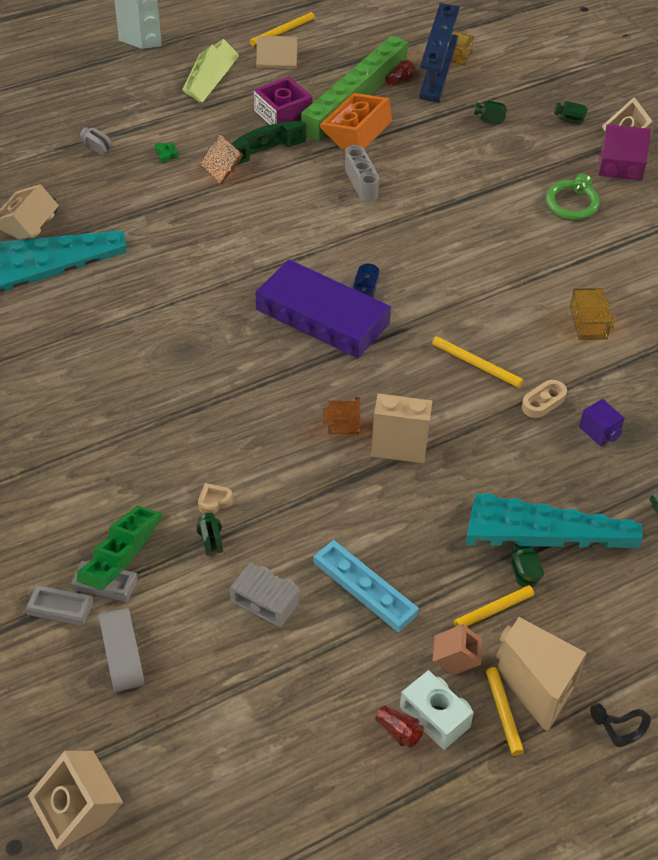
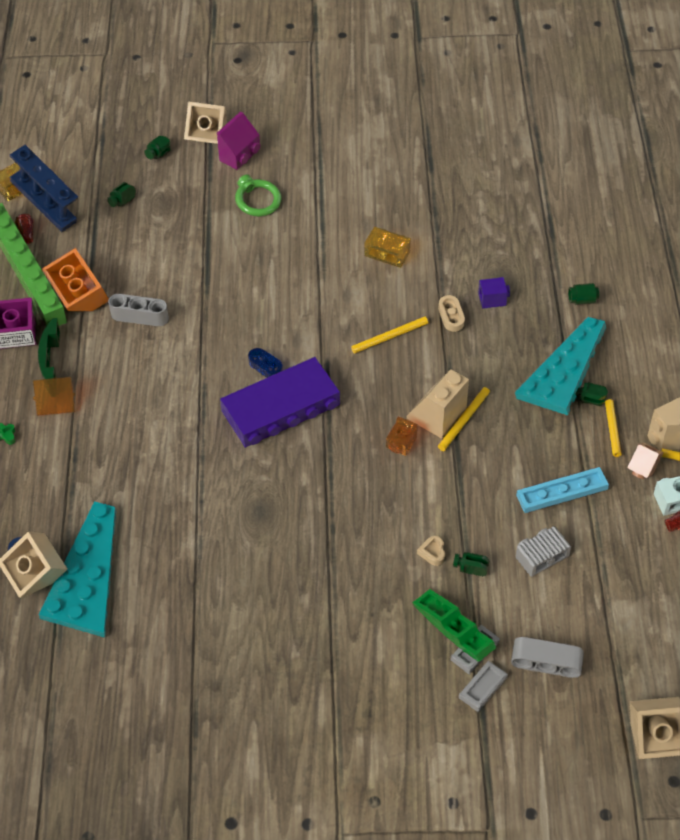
camera: 60 degrees left, 5 degrees up
(409, 463) = (463, 419): none -> yellow bar

